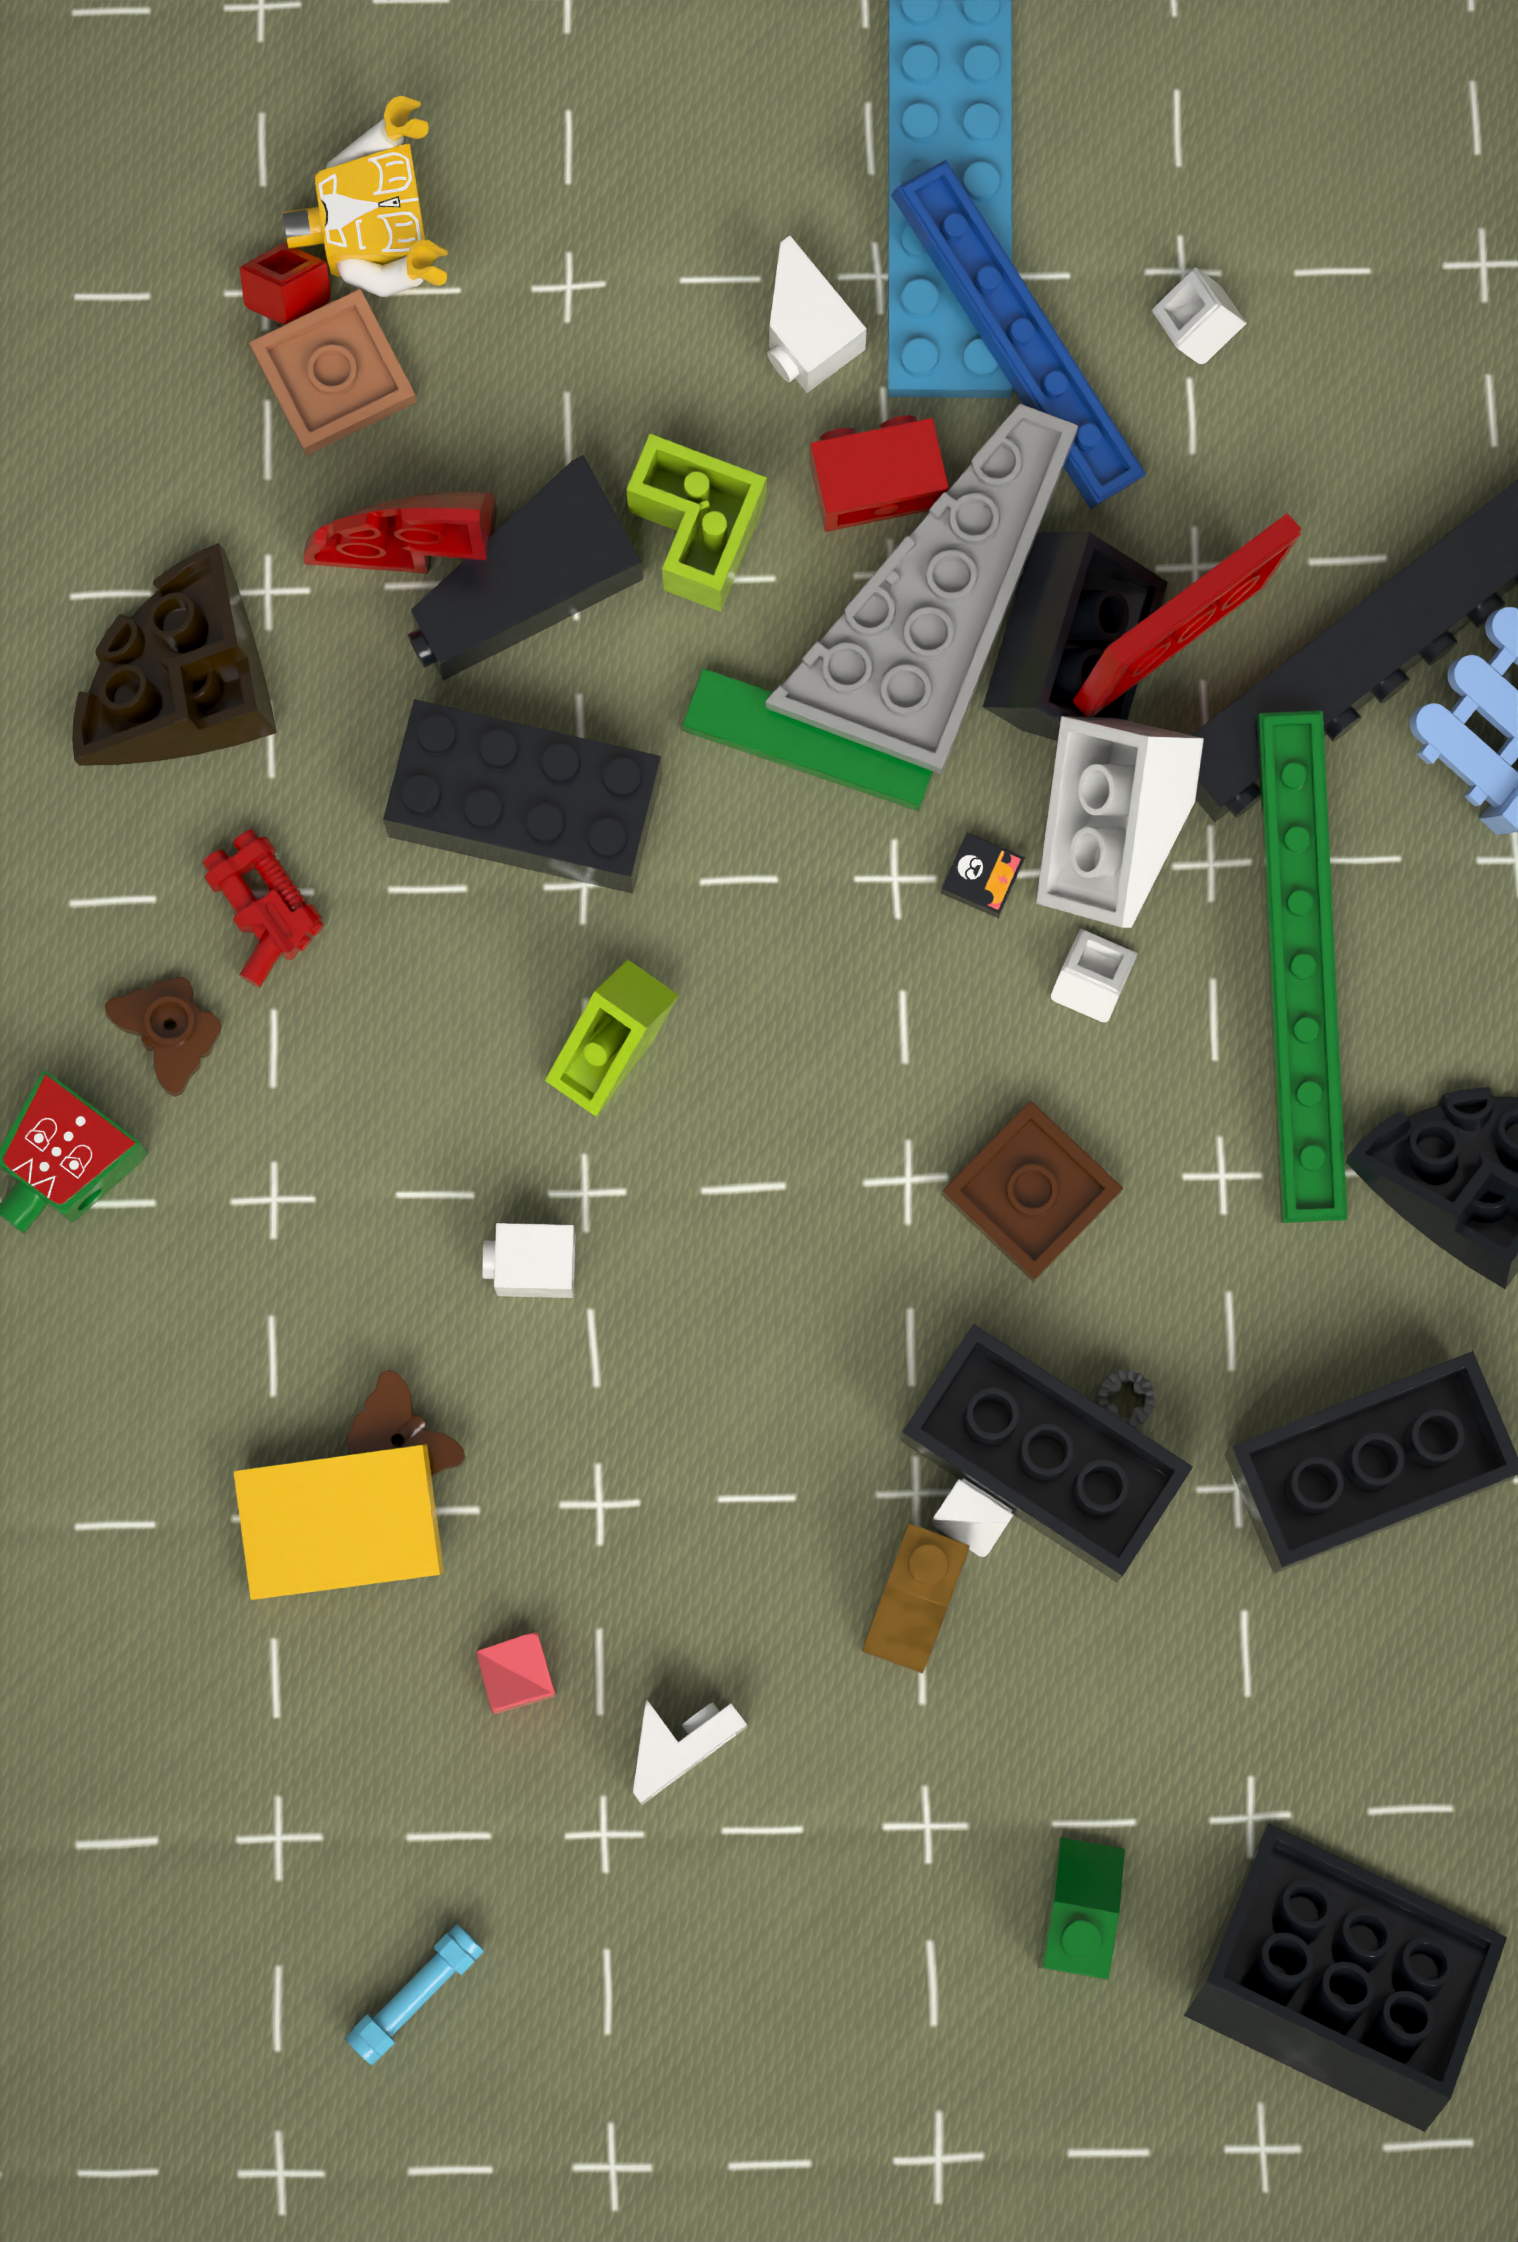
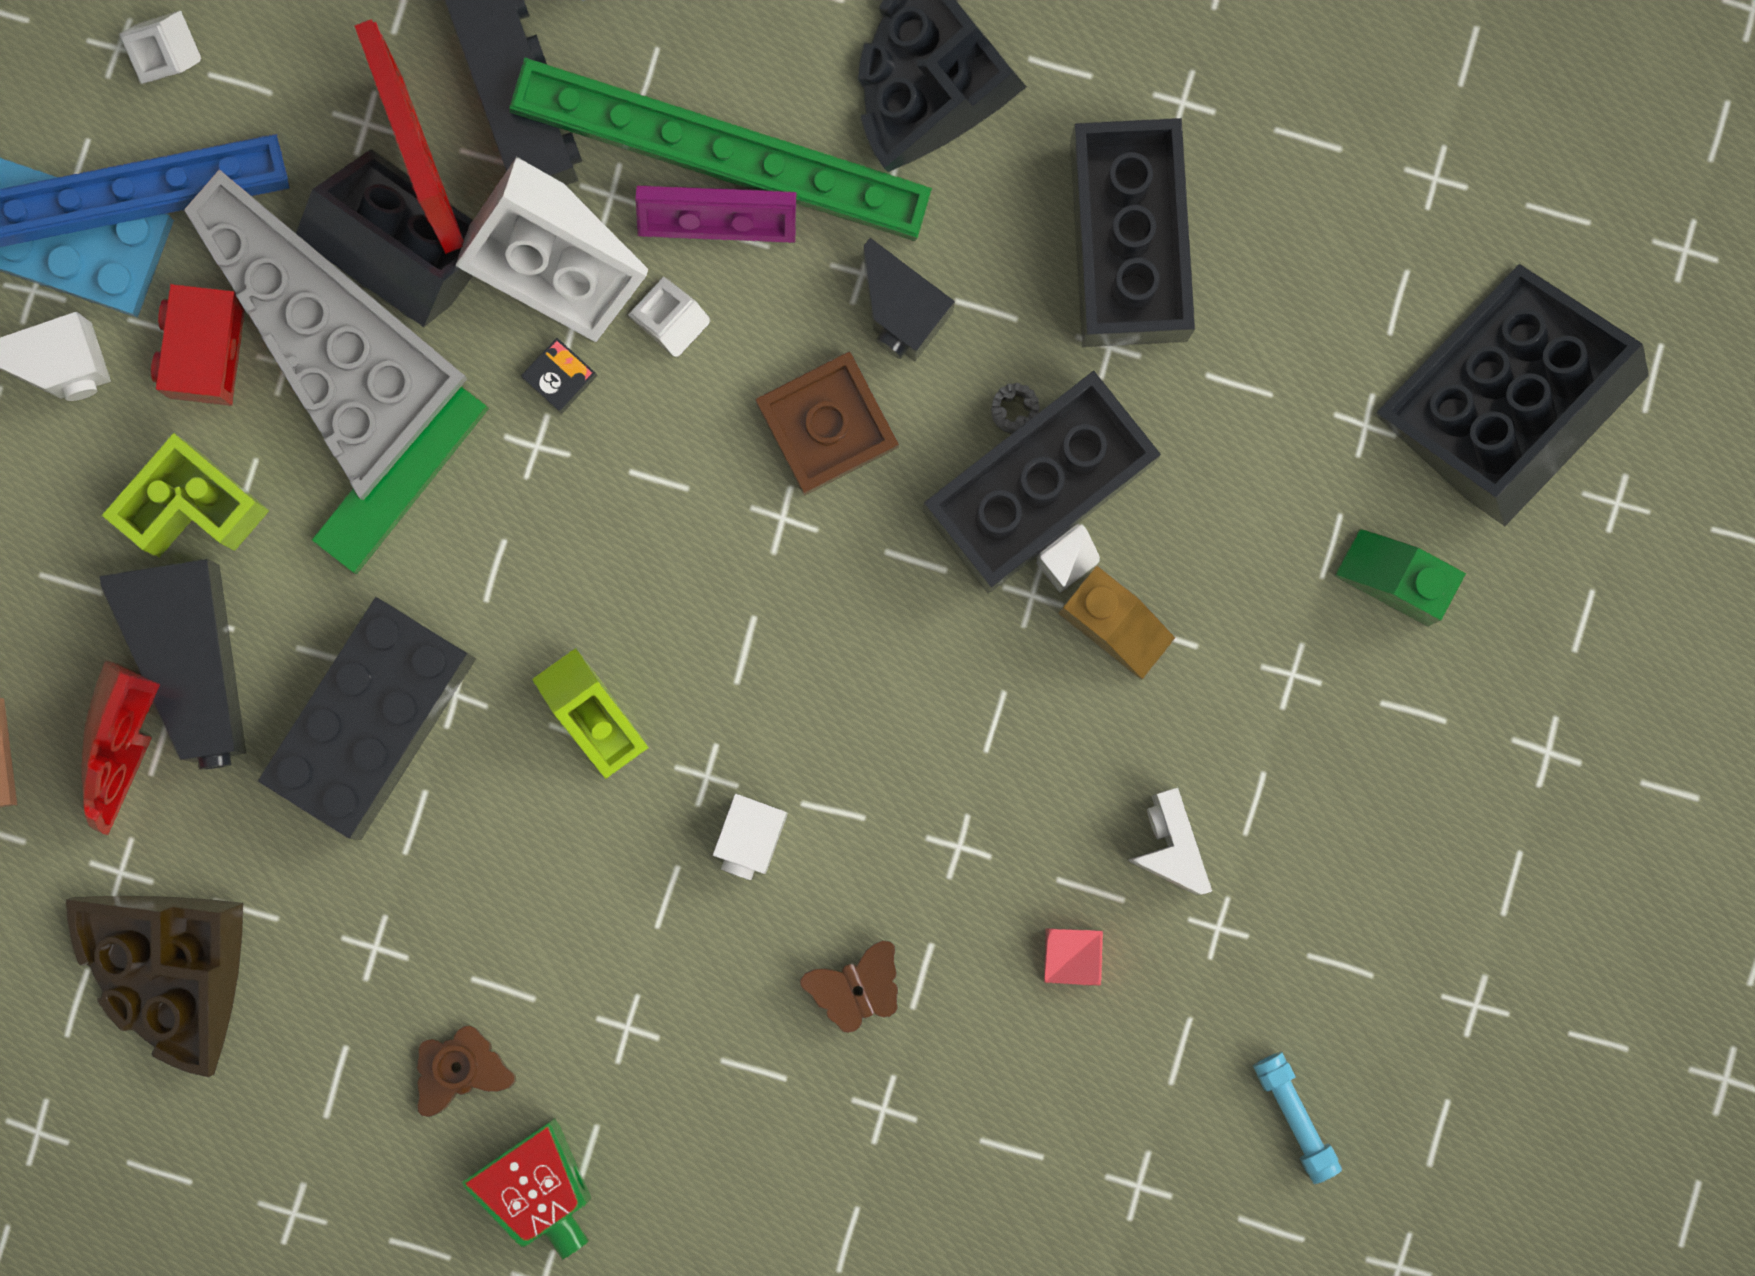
camera: 75 degrees left, 5 degrees up
(278, 919) = (399, 951): red piece -> none
(339, 1522) = (908, 1059): yellow tile -> none
(1198, 1229) = (903, 304): none -> black slope
(1228, 986) = (716, 214): none -> magenta tile

